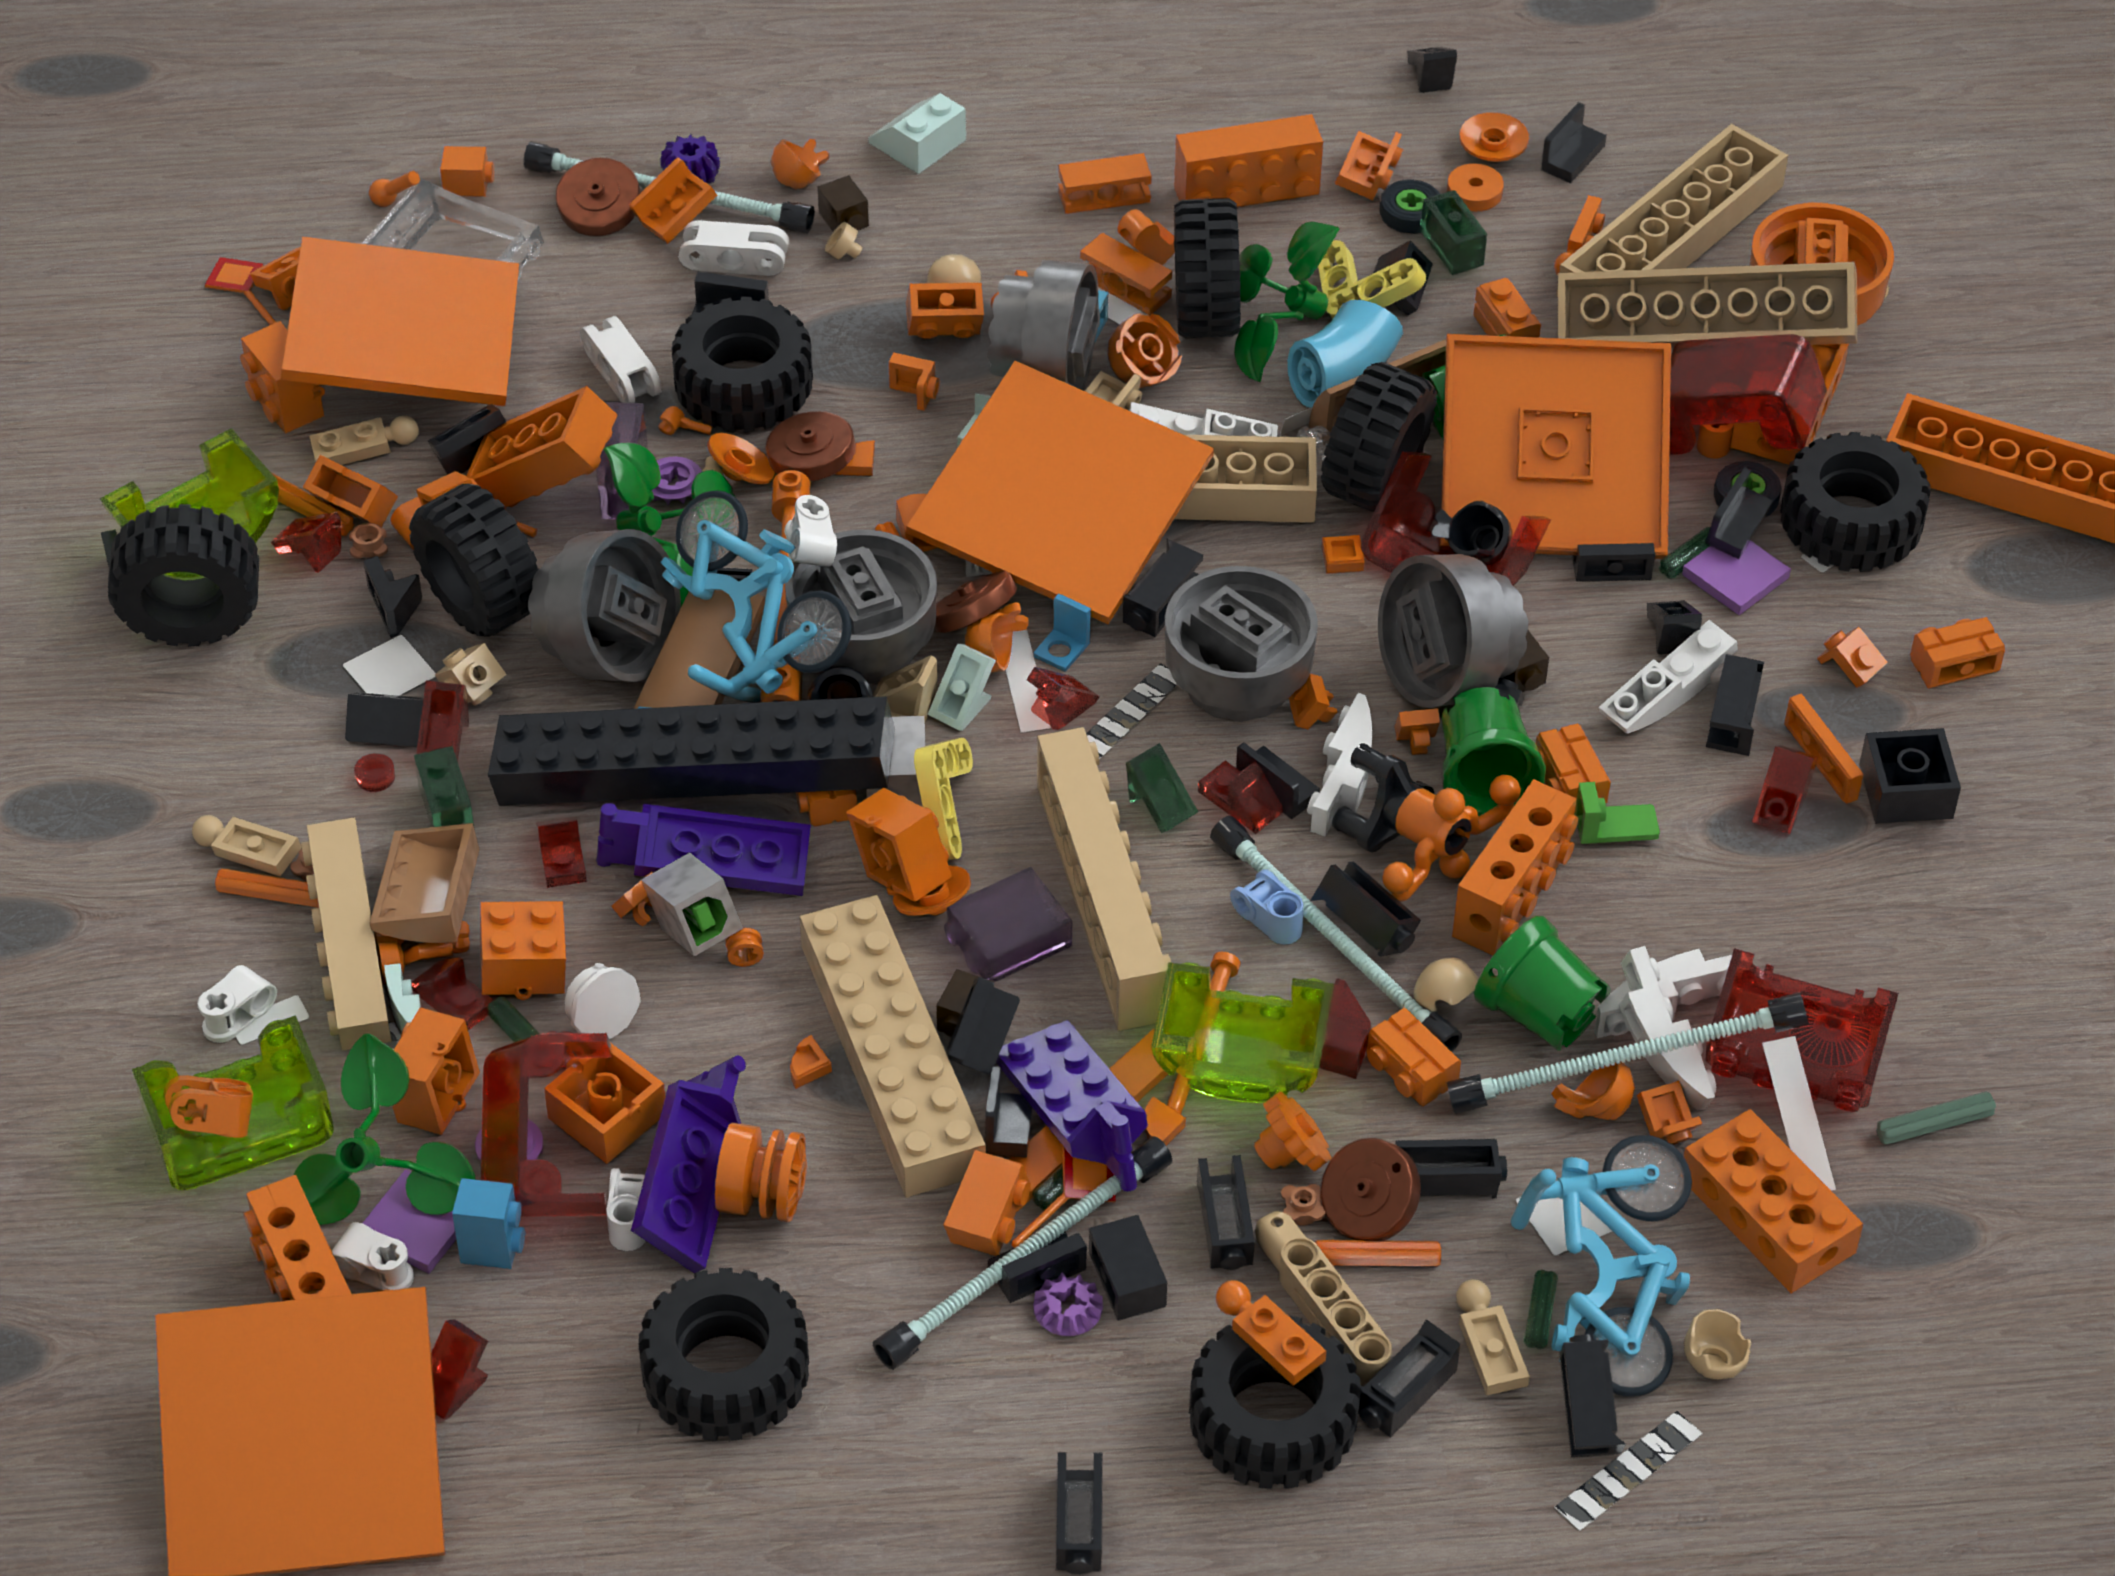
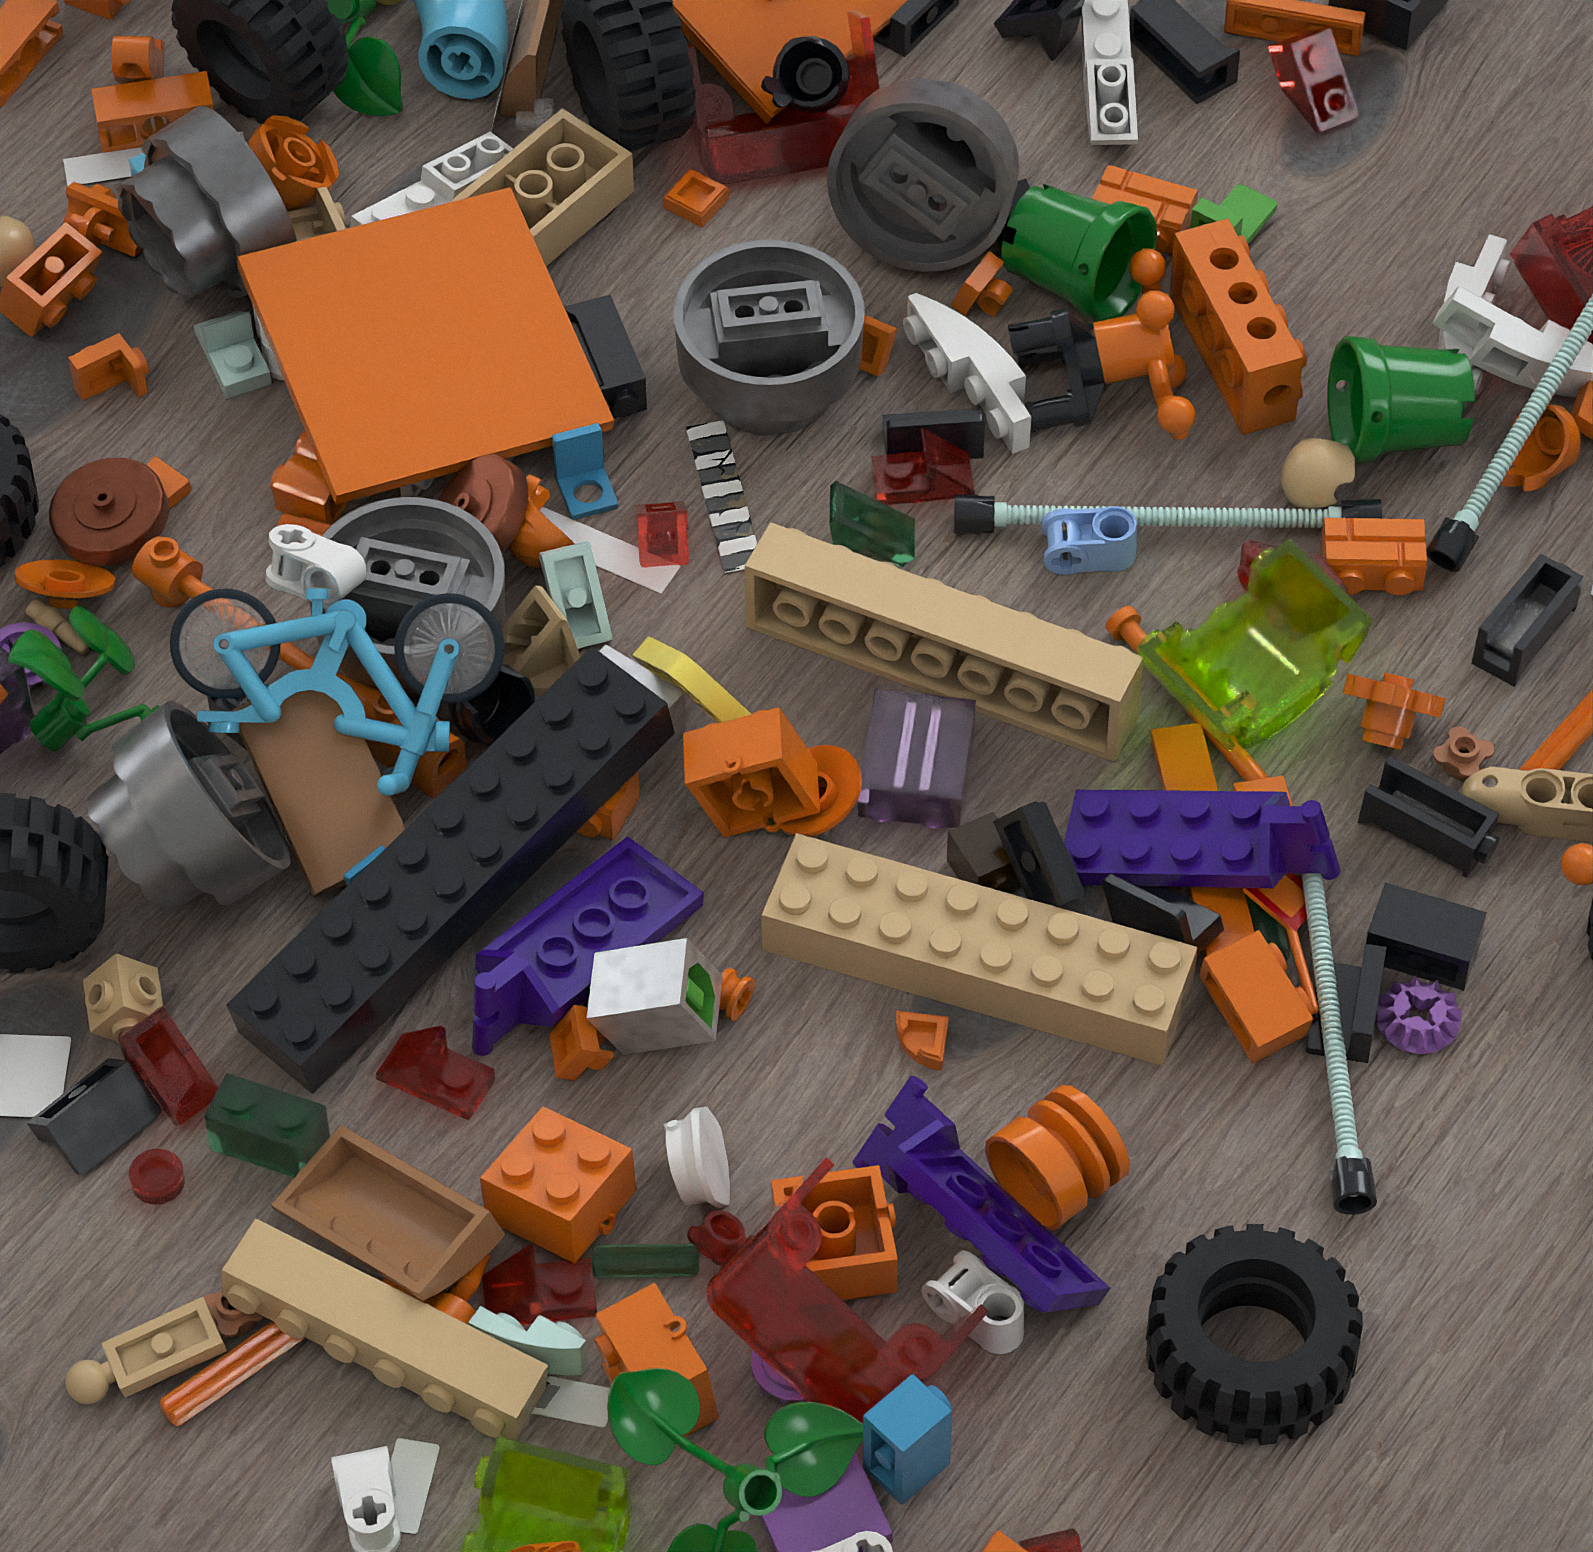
camera: 50 degrees left, 5 degrees up
(1368, 909) = (1172, 467): black window -> none
(1370, 1189) = (1512, 687): copper wheel -> none

